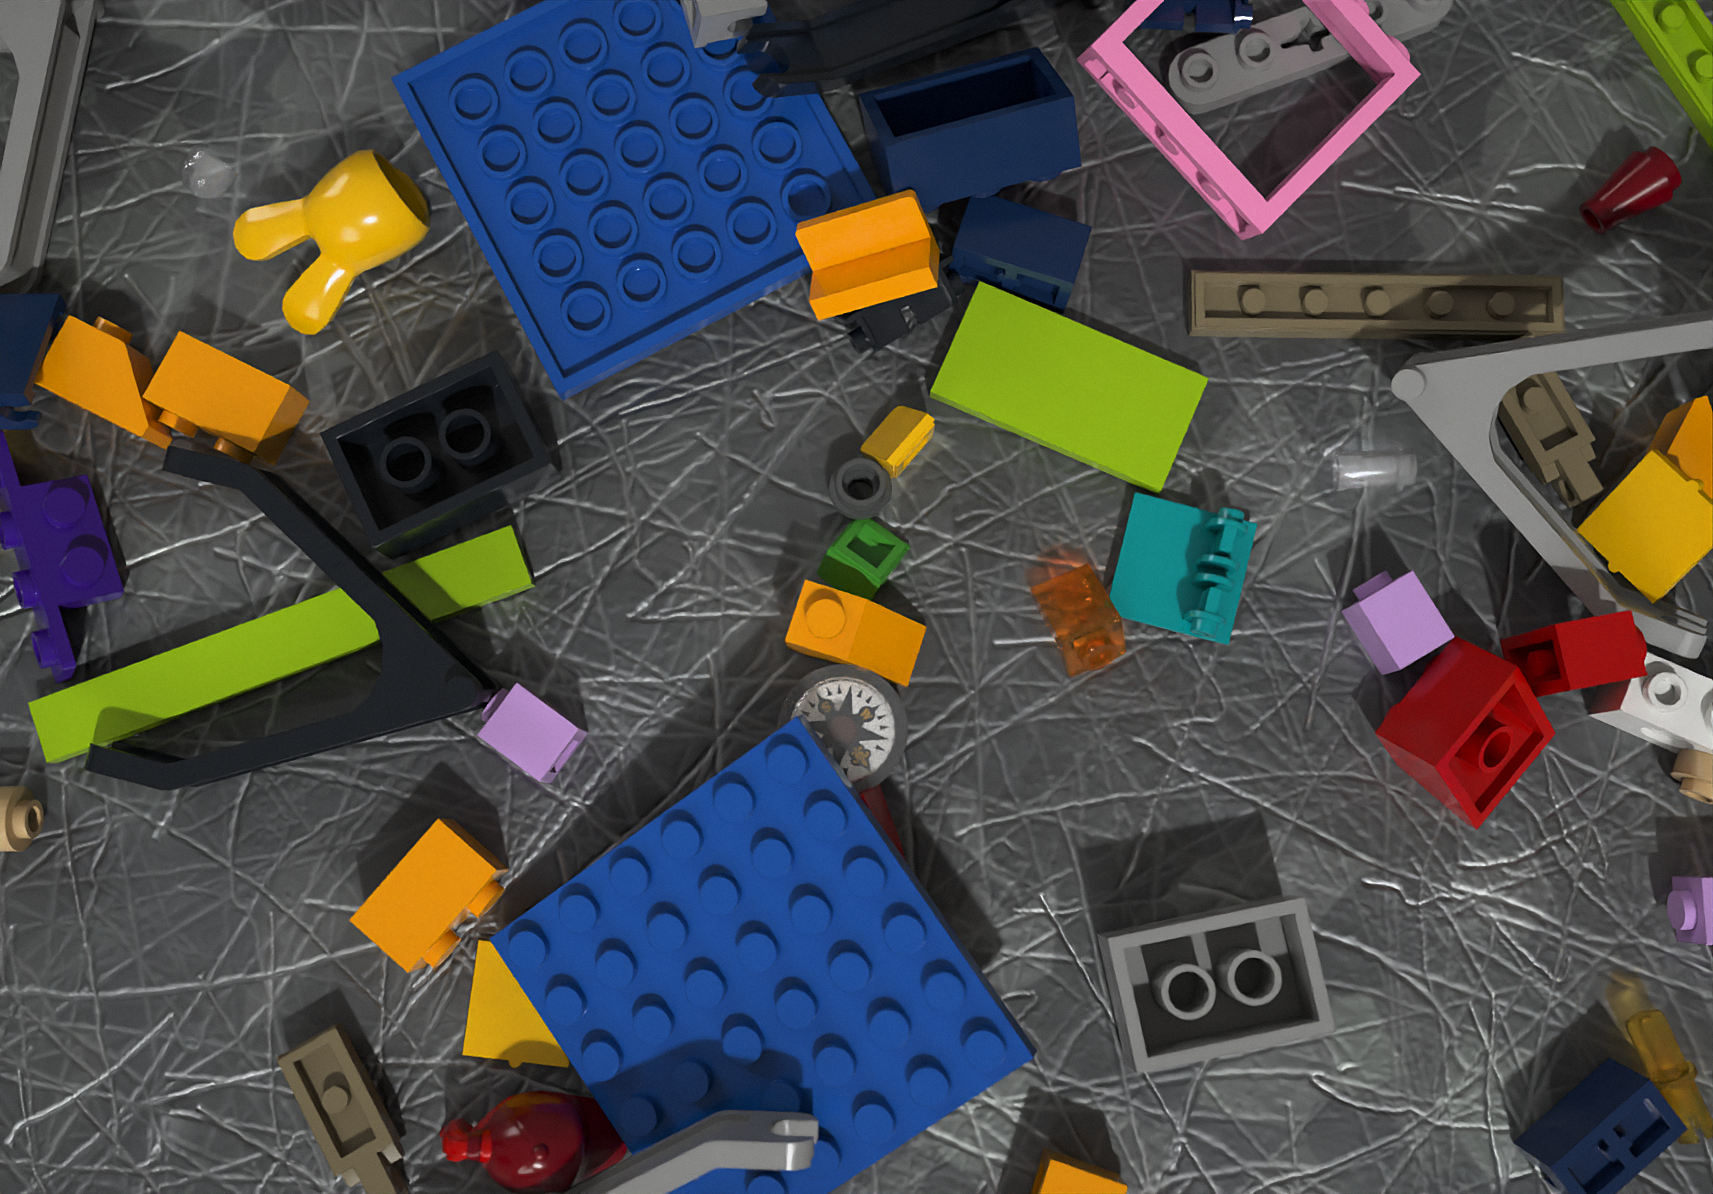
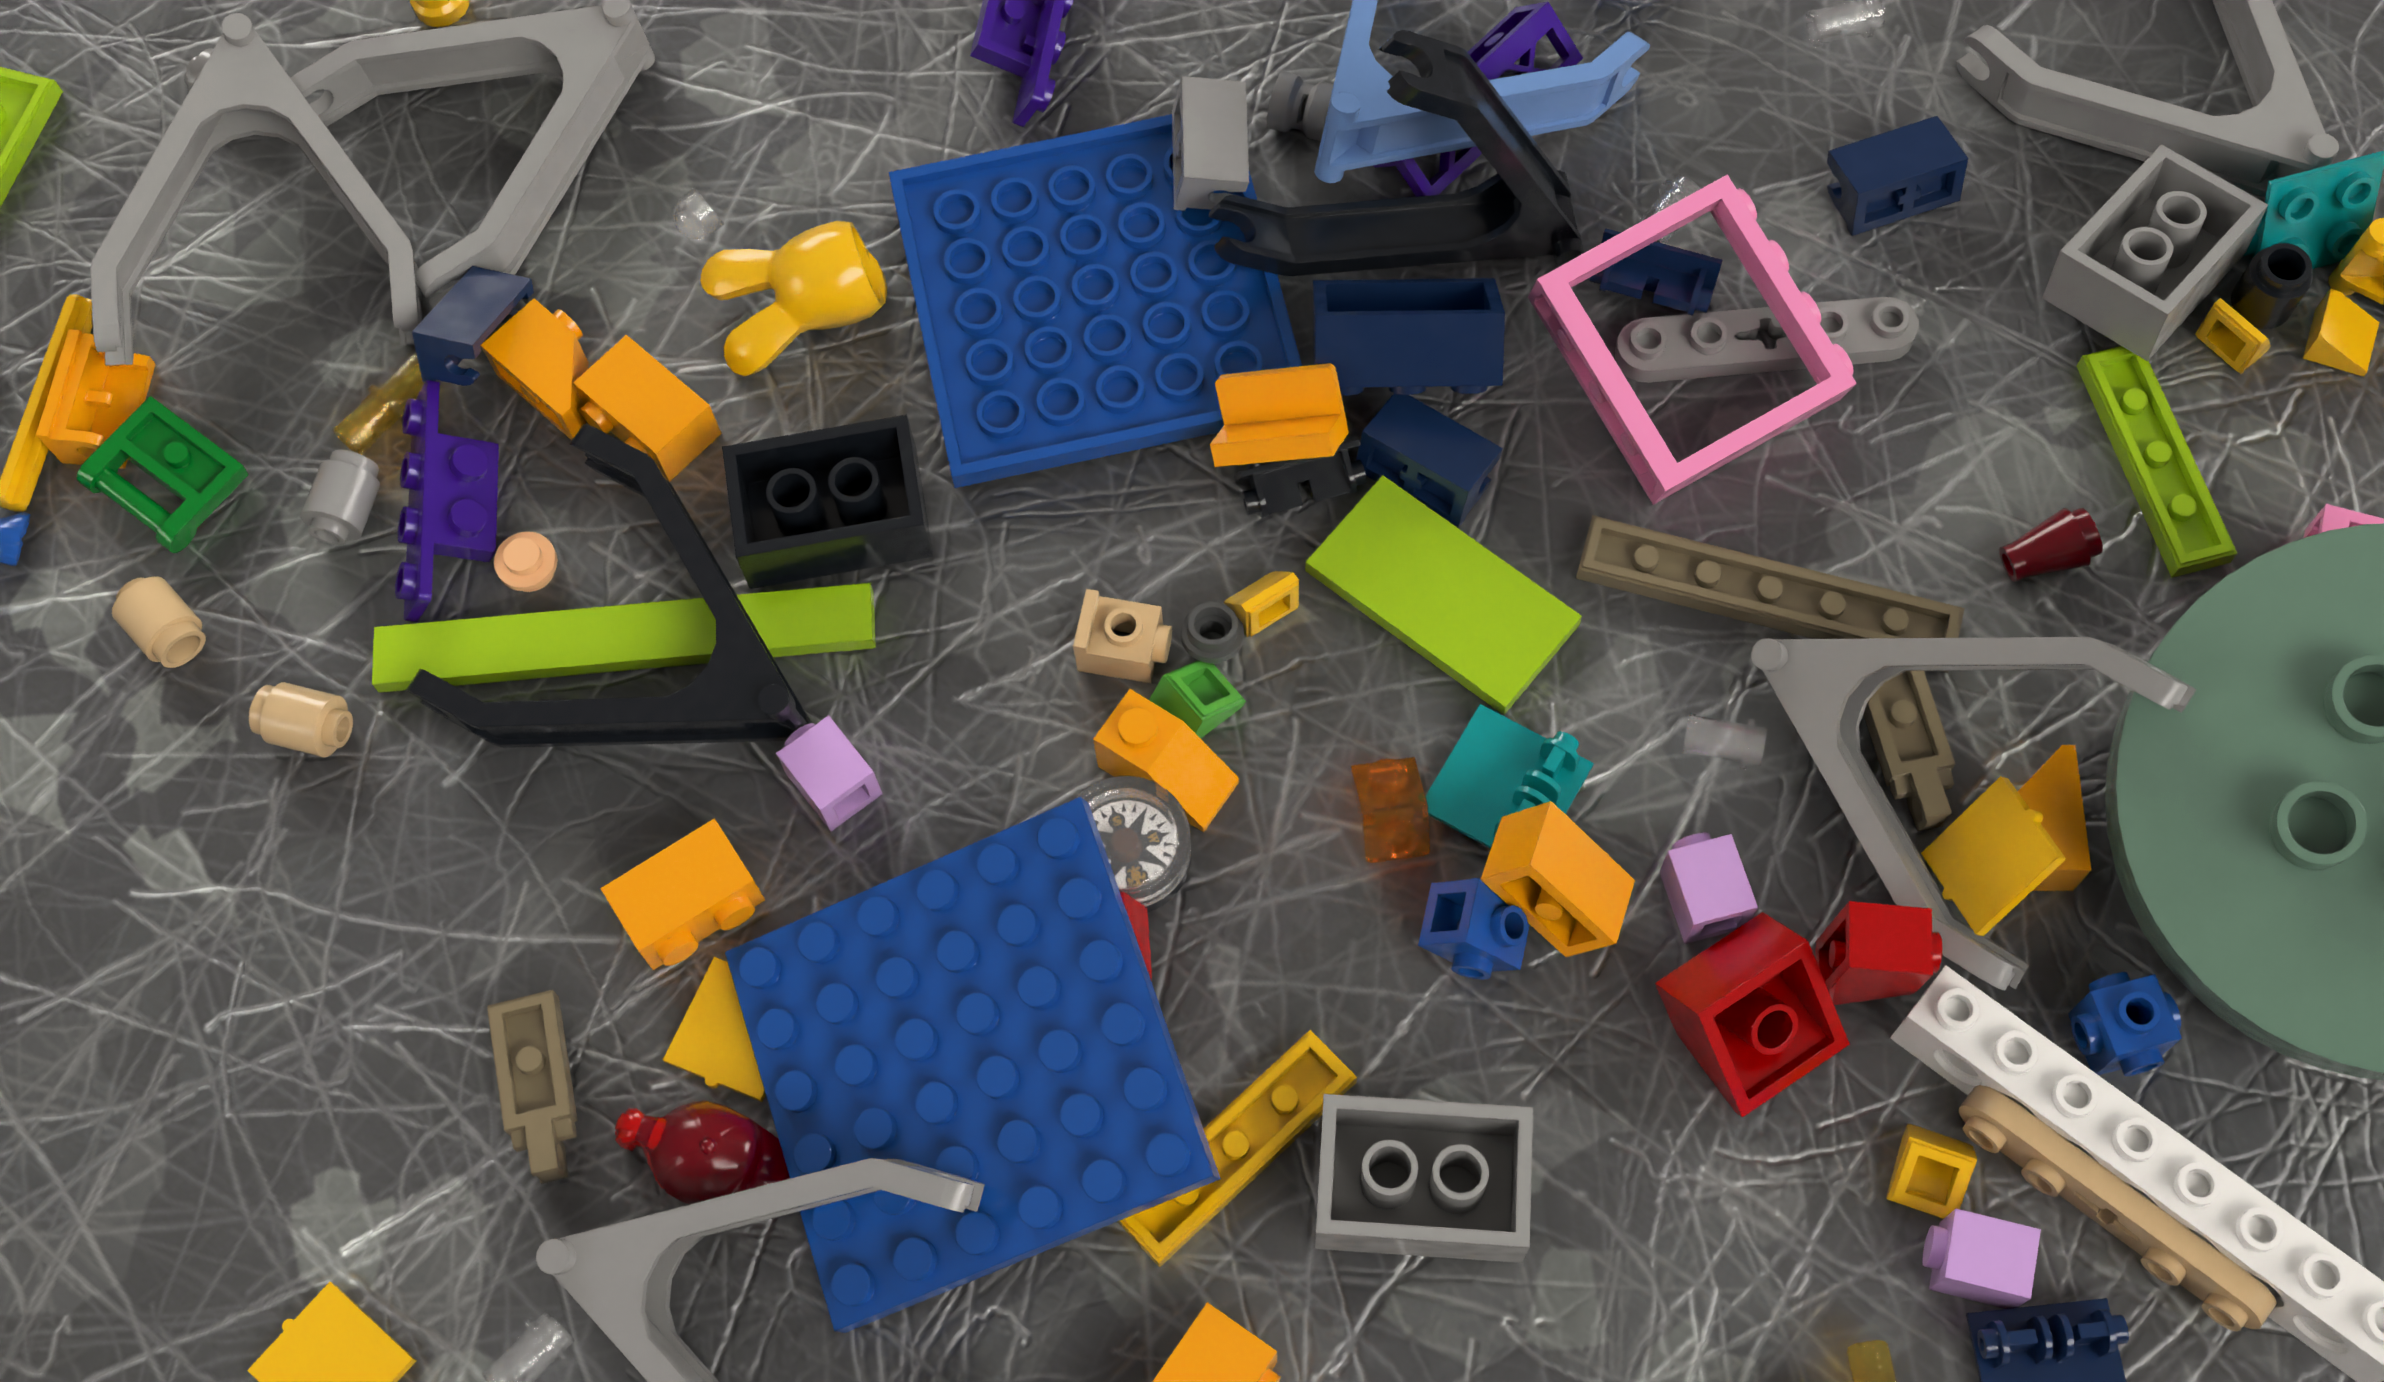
camera: 20 degrees right, 15 degrees down
(157, 591) = (525, 561): none -> light nougat plate
(757, 535) = (1123, 657): none -> tan brick
(1047, 958) = (1246, 1141): none -> yellow tile
(1197, 723) = (1473, 928): none -> blue brick
(1265, 661) = (1558, 879): none -> light orange brick
(1657, 833) = (1931, 1171): none -> yellow slope

